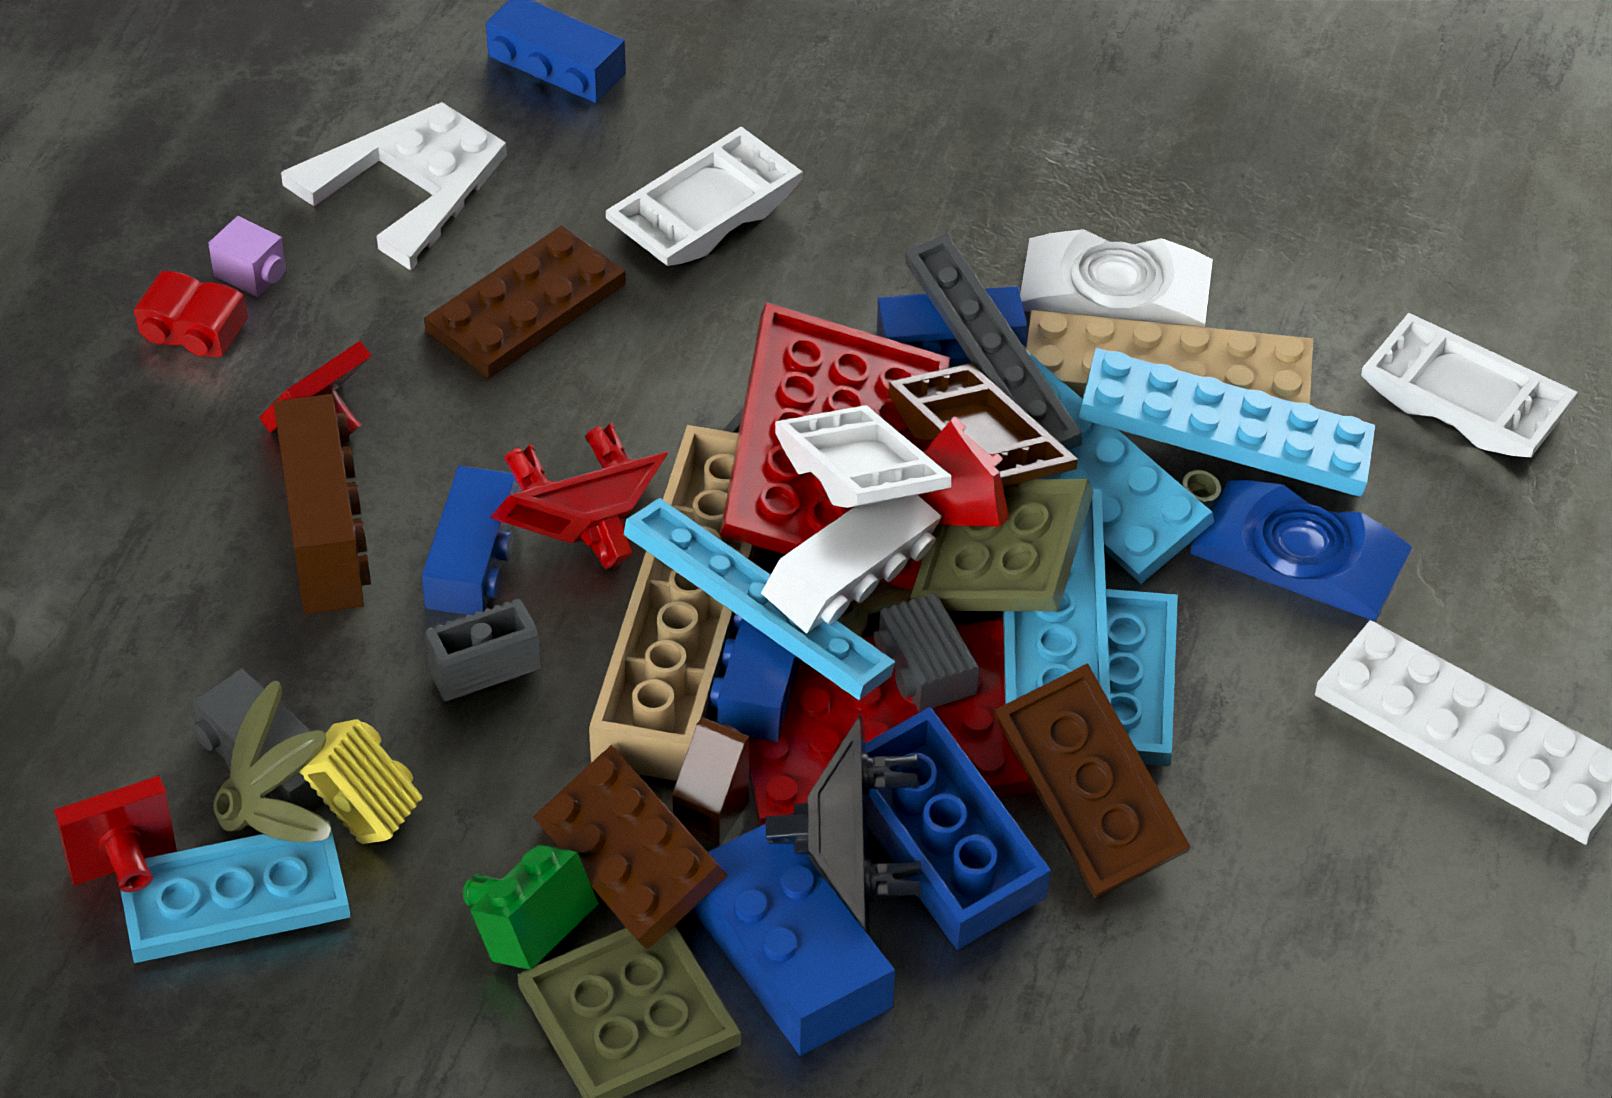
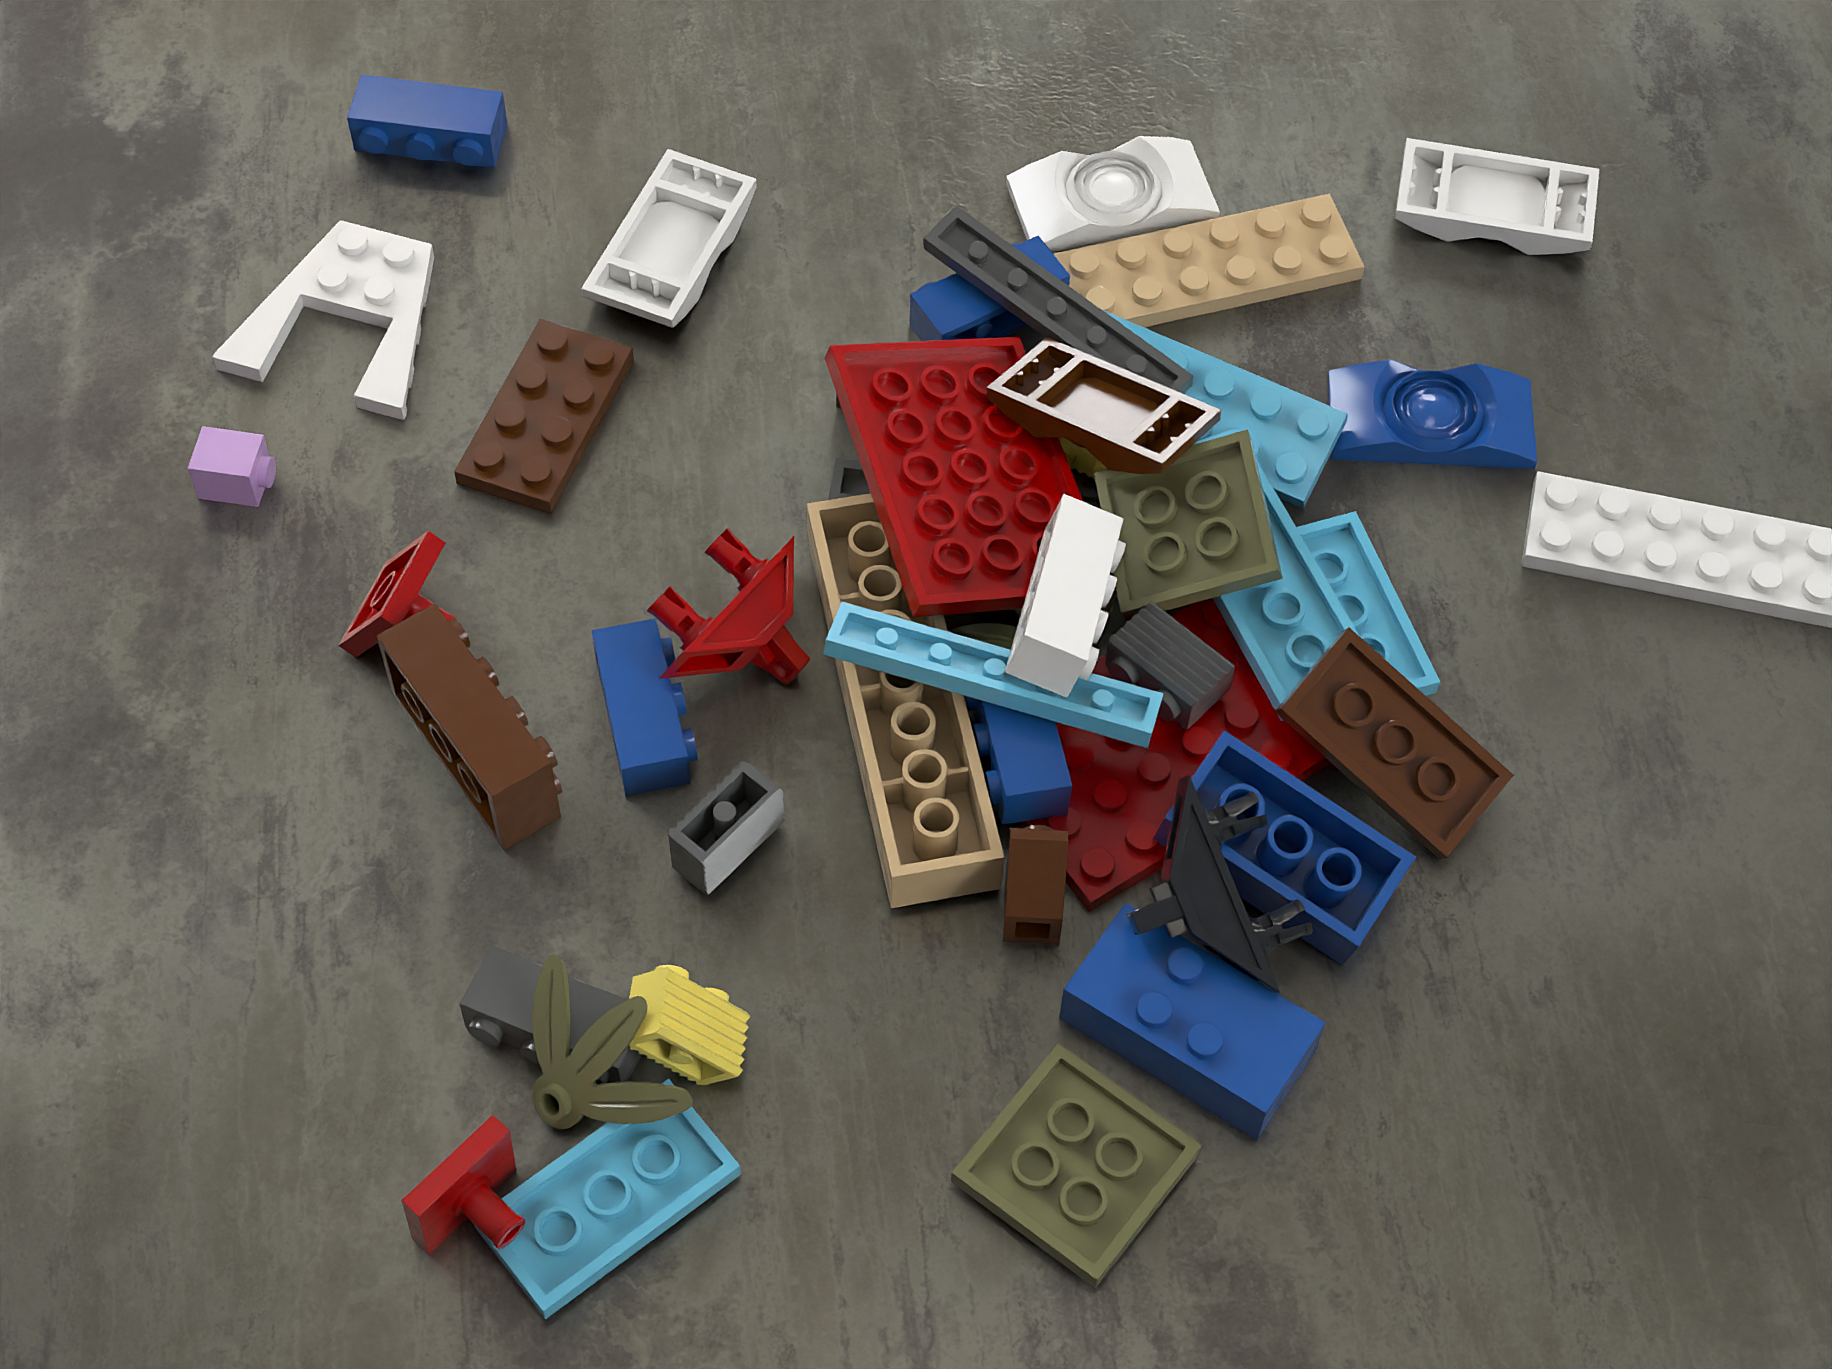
camera: 25 degrees left, 10 degrees up
(191, 314) = (205, 554): red brick -> none
(530, 906) = (927, 1096): green brick -> none
(630, 847) = (994, 990): reddish brown plate -> none
(858, 457) = (1024, 488): white slope -> none
(976, 484) = (1126, 474): red slope -> none
(1202, 482) = (1316, 381): olive hinge -> none
(1228, 422) = (1305, 311): medium azure plate -> none

